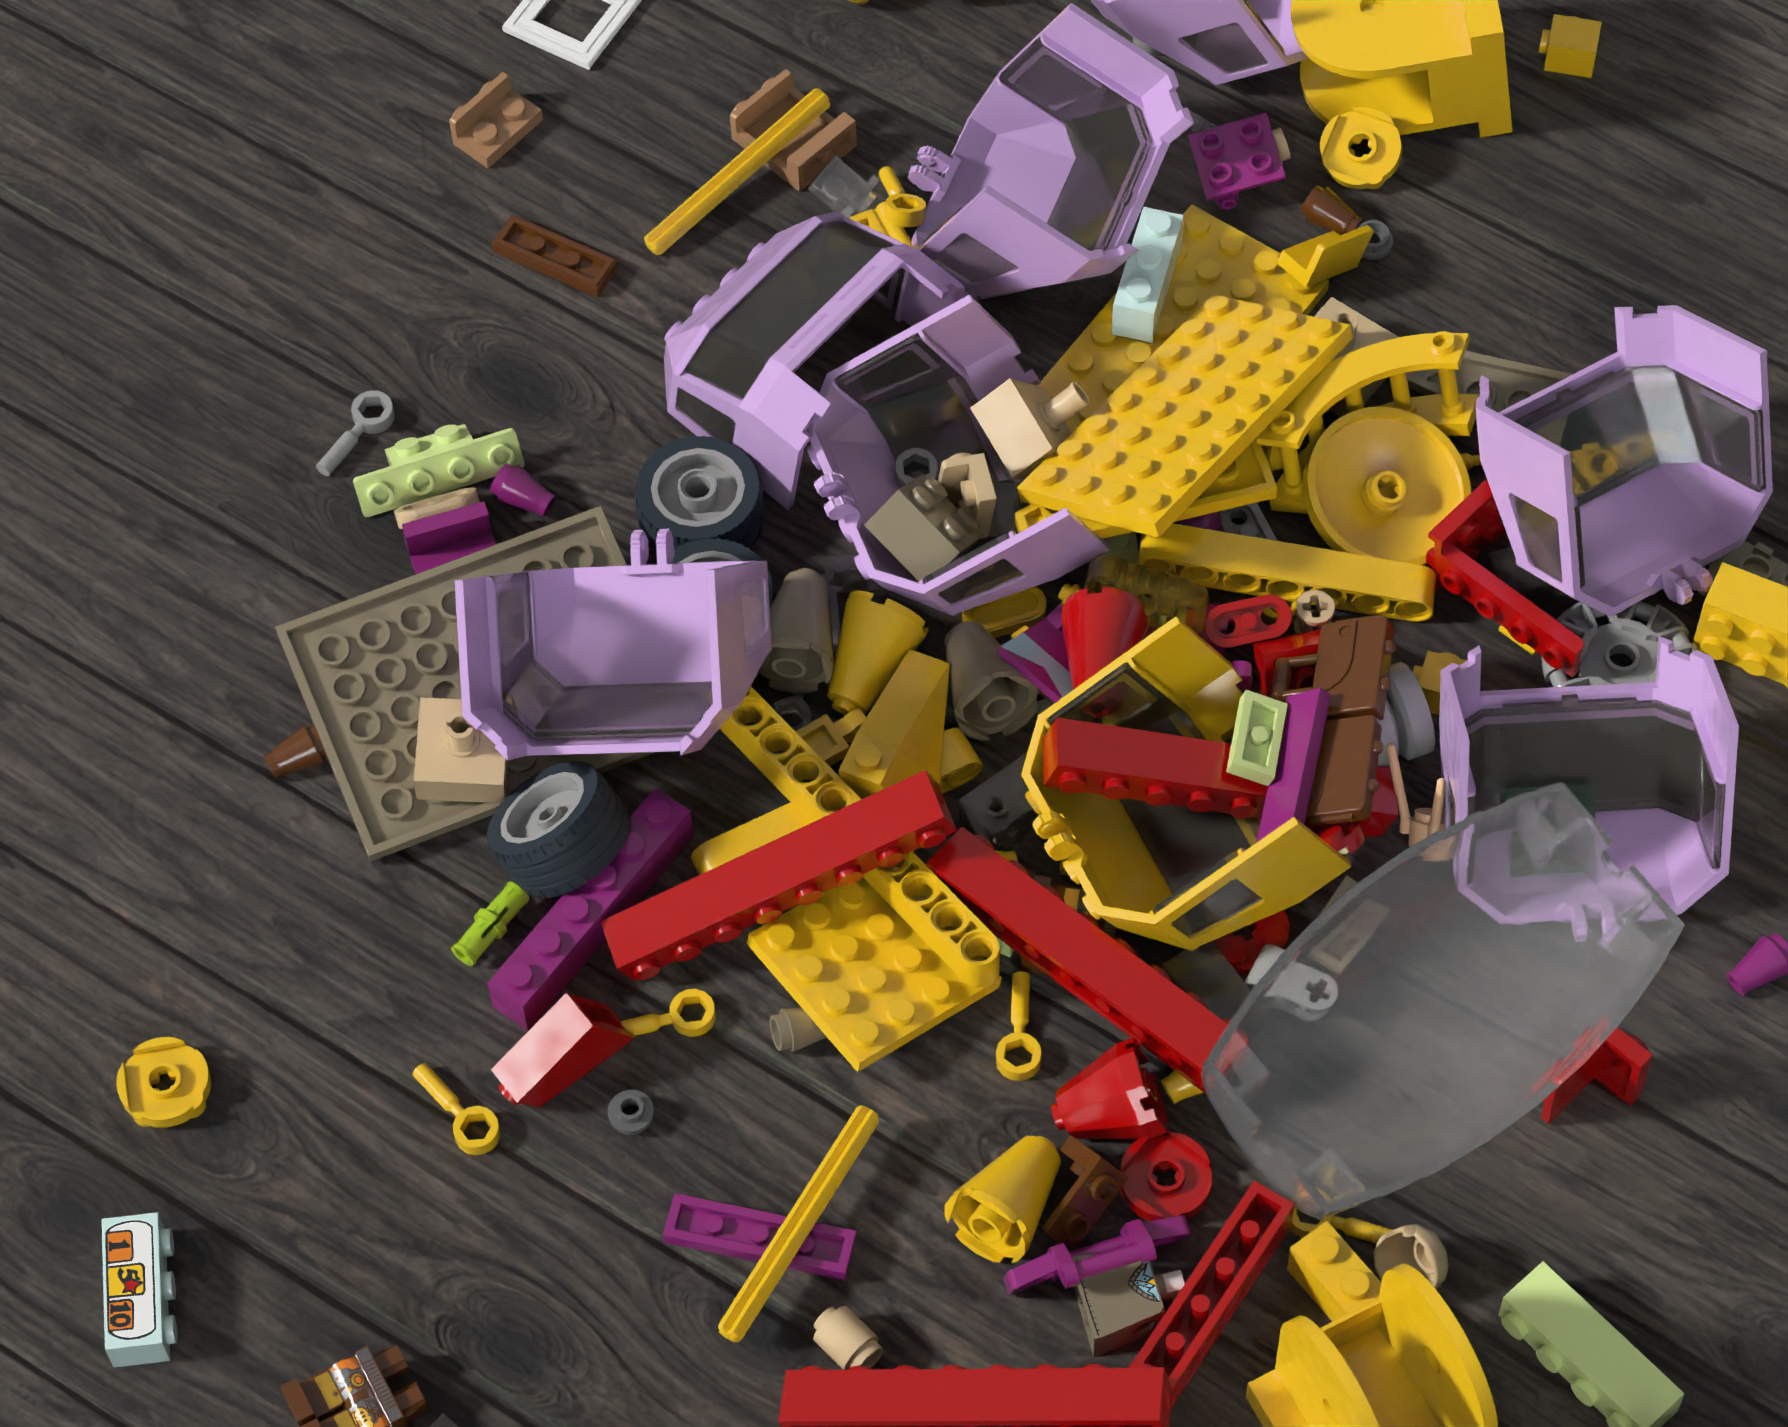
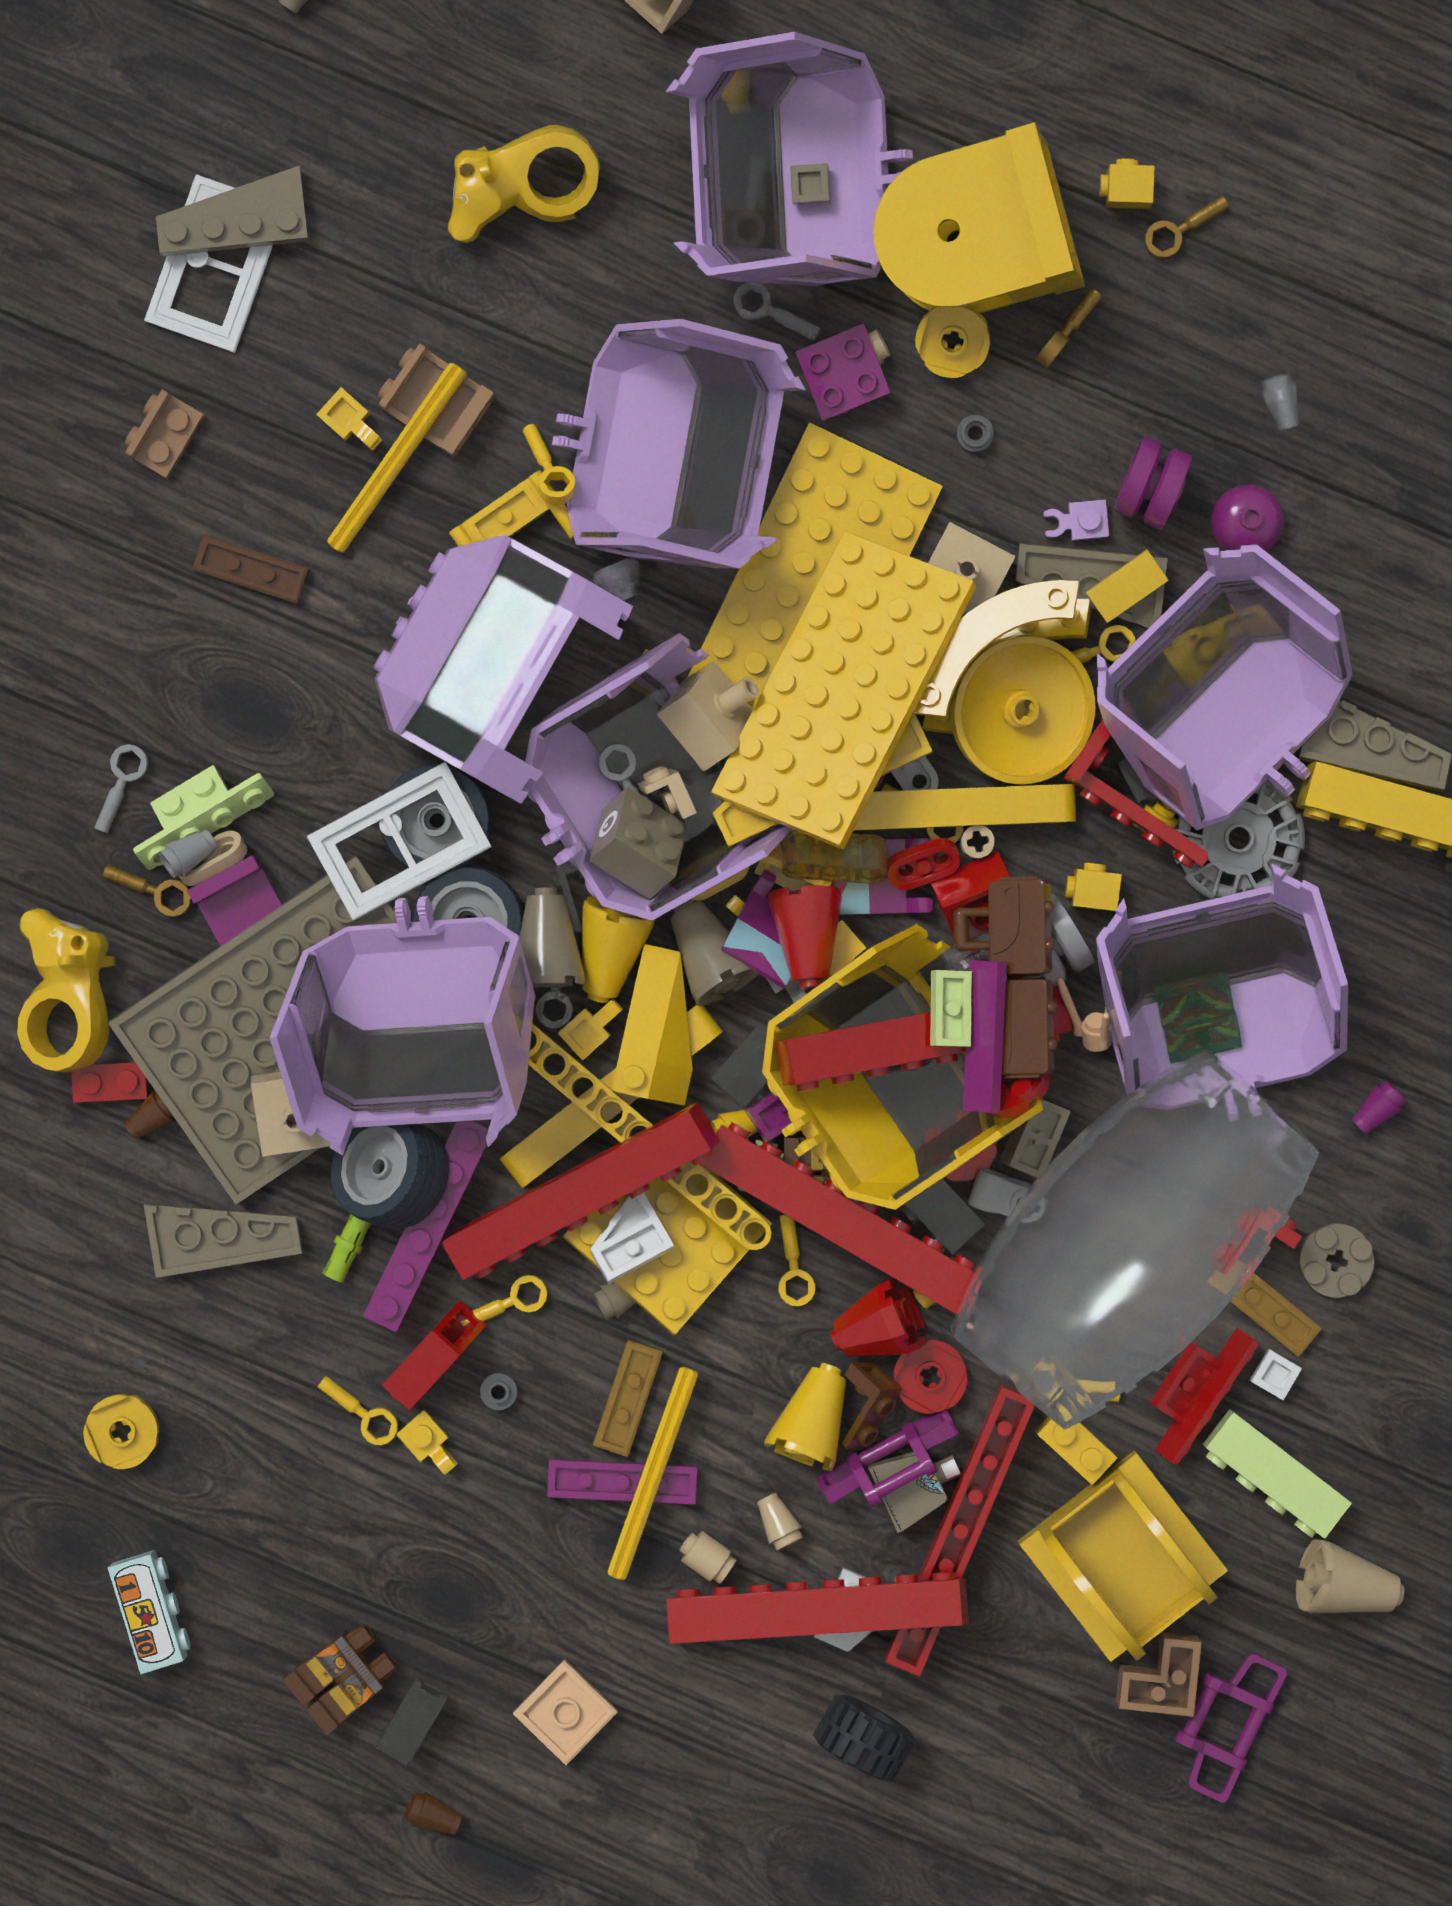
camera: 15 degrees left, 30 degrees up
(248, 579) = (70, 965): none -> yellow animal
(258, 715) = (109, 1083): none -> red plate
(323, 891) = (210, 1238): none -> dark tan wing
(369, 538) = (142, 885): none -> pearl gold piece
(411, 488) = (186, 853): none -> light grey cone
(519, 489) = (279, 826): magenta cone -> none
(530, 1153) = (424, 1438): none -> yellow plate
(641, 460) = (390, 824): none -> white door
(694, 131) = (346, 417): none -> yellow plate
(786, 1147) = (627, 1397): none -> pearl gold tile
(828, 941) = (630, 1240): none -> white wing
(843, 188) = (496, 459): clear bracket -> none
(946, 1317) = (779, 1523): none -> tan cone
(1026, 848) = (769, 1116): none -> magenta bracket
(1147, 275) = (785, 523): light aqua brick -> none
(1325, 255) = (933, 467): yellow panel -> none
(1329, 211) = (933, 411): reddish brown cone -> none
(1414, 1247) = (1131, 1419): tan hair -> none
(1473, 169) = (1072, 324): none -> pearl gold piece
(1487, 333) = (1084, 521): none -> lavender plate
(1496, 1240) = (1196, 1389): none -> red bracket
(1523, 382) = (1127, 585): none -> yellow tile
(1563, 294) = (1156, 484): none -> magenta wheel
(1598, 1170) = (1276, 1314): none -> pearl gold tile
(1601, 1244) = (1275, 1374): none -> white plate
(1616, 96) = (1191, 223): none -> pearl gold piece
(1692, 1104) = (1356, 1252): none -> dark tan plate
(1717, 252) = (1281, 400): none -> clear cone

